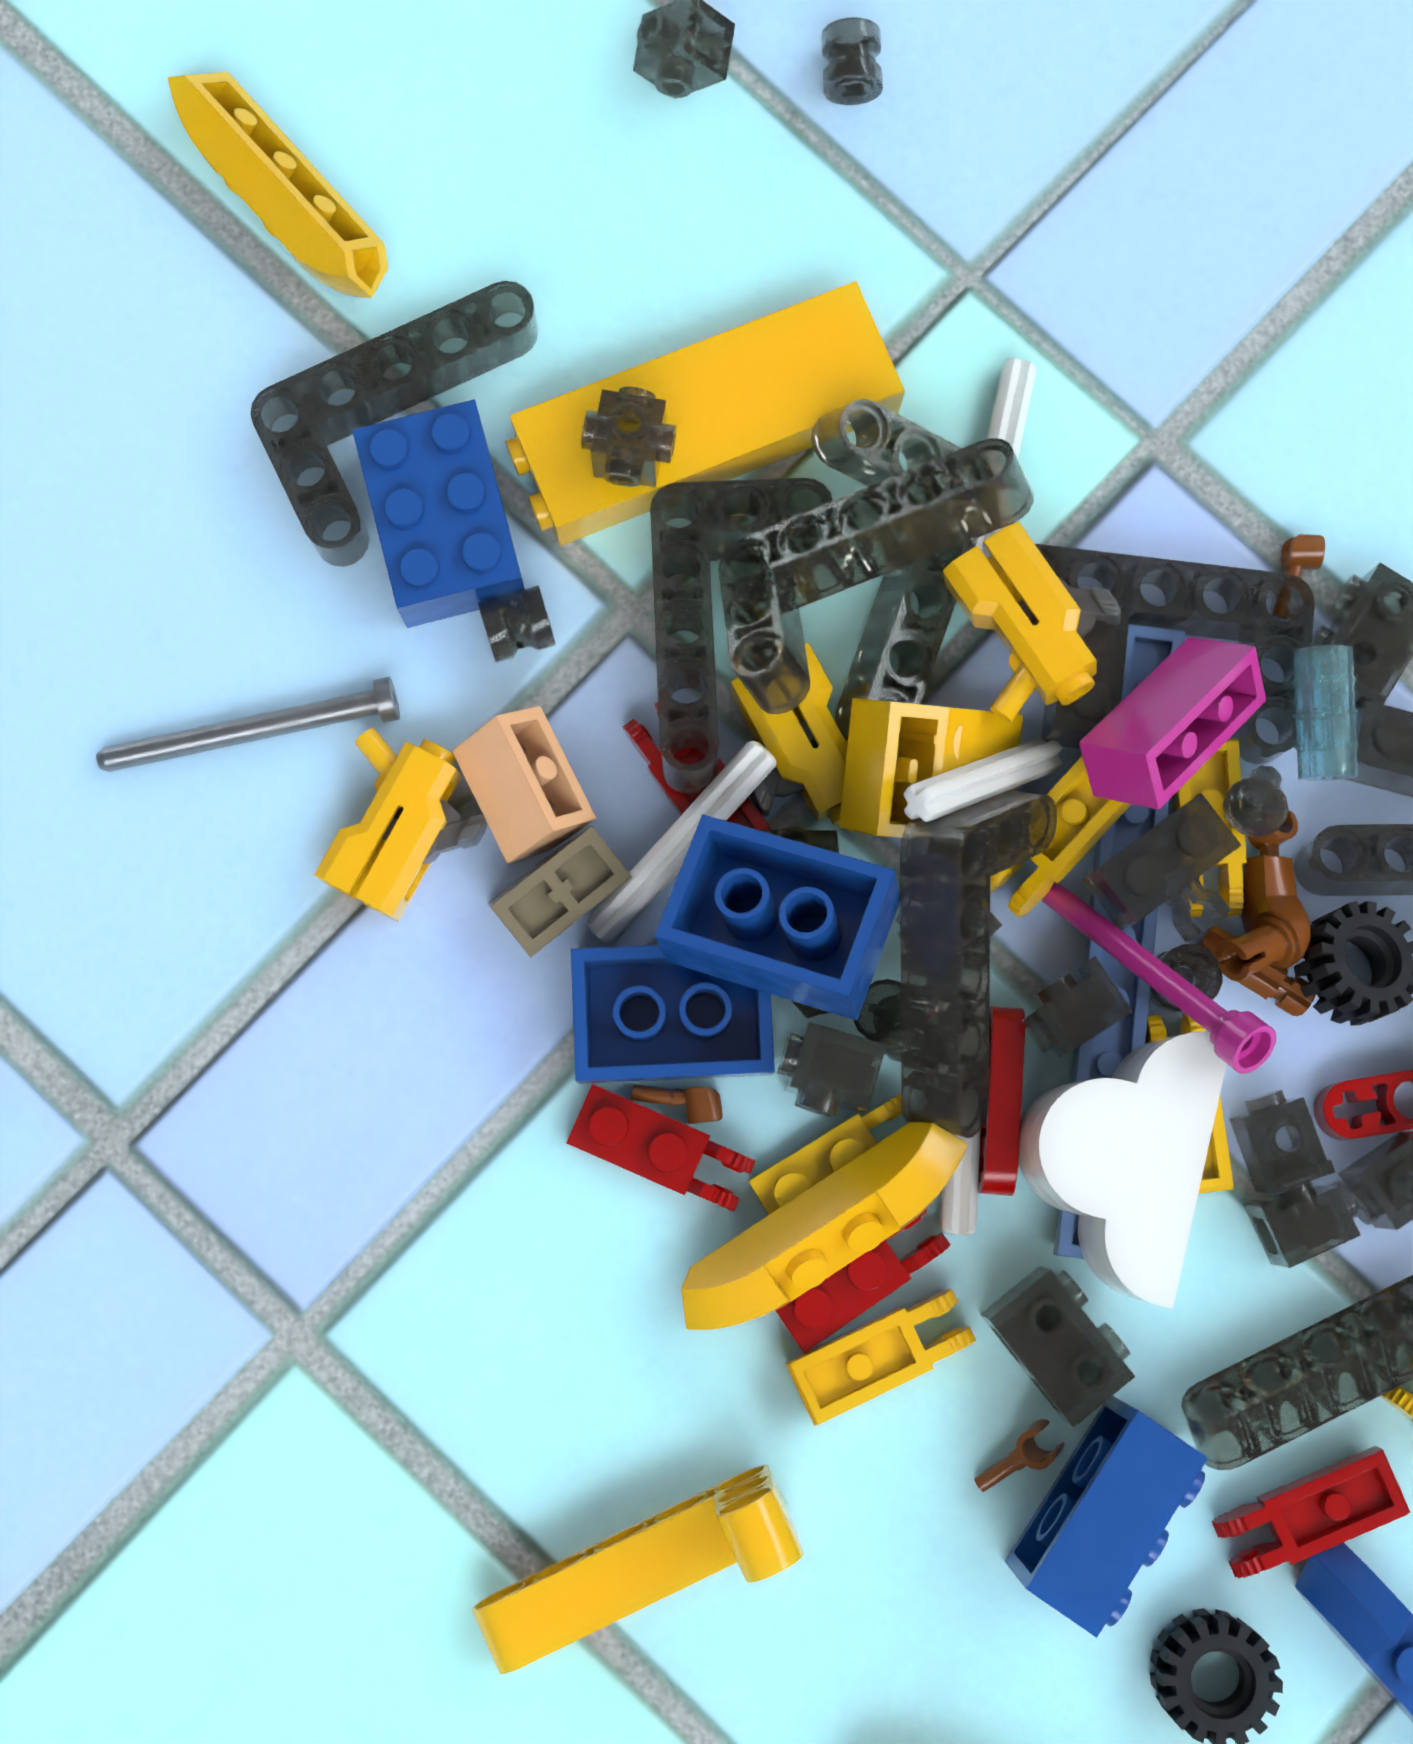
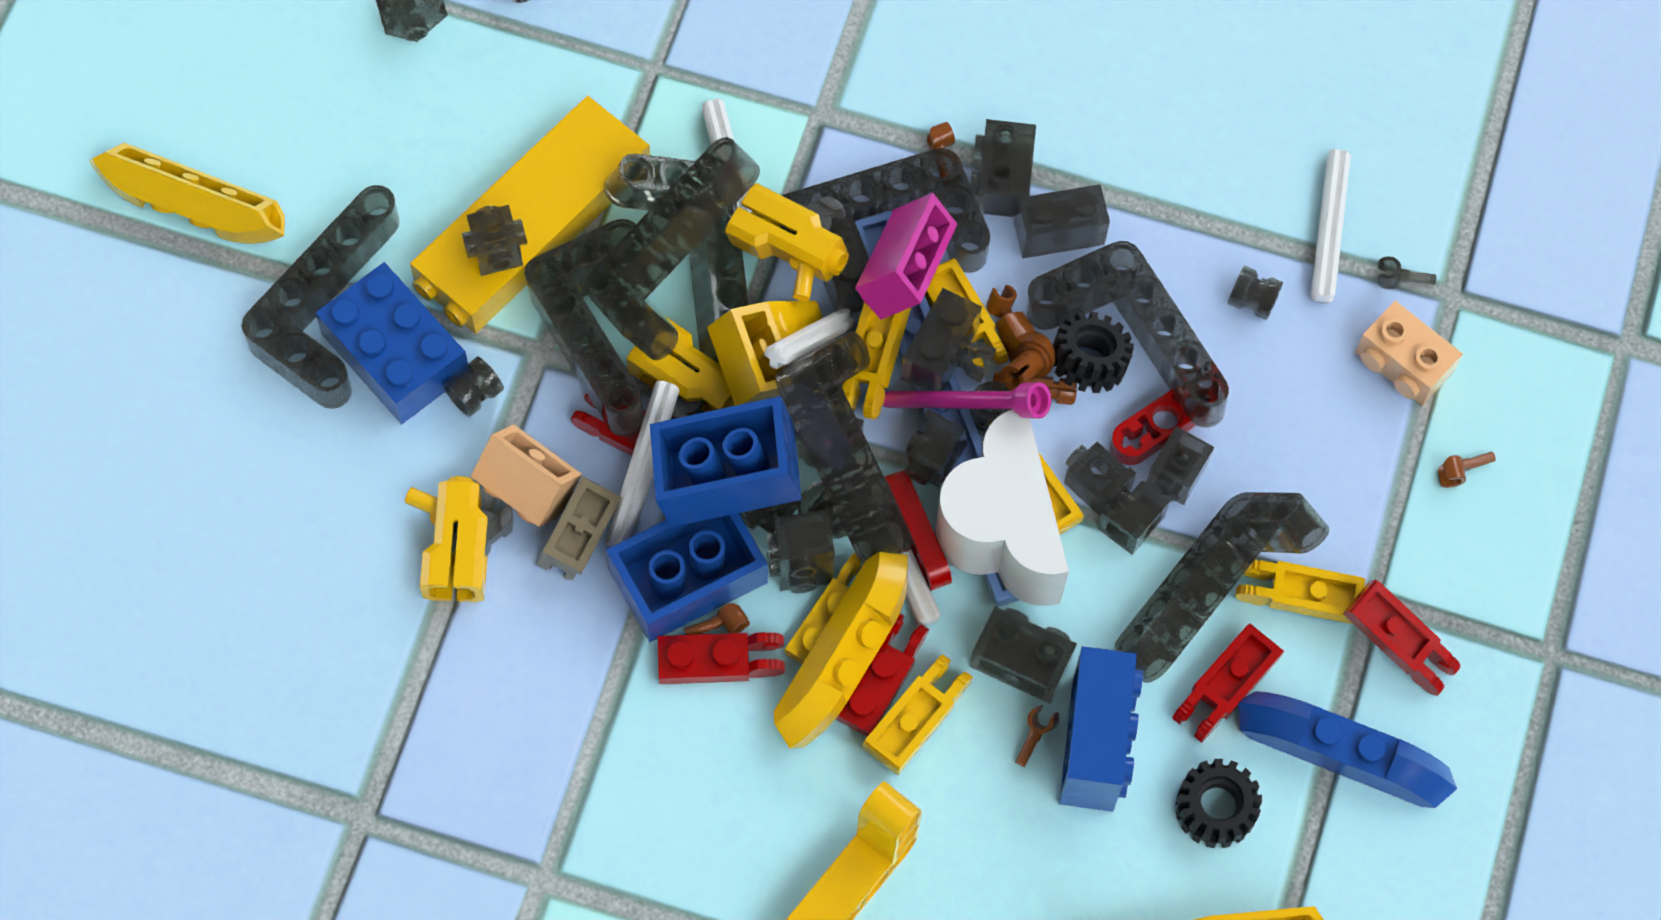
camera: 25 degrees left, 15 degrees down
(253, 728) = (333, 524): flat silver bar -> none
(1256, 803) = (982, 286): clear smoke piece -> none
(1325, 713) = (995, 214): clear light blue axle -> none

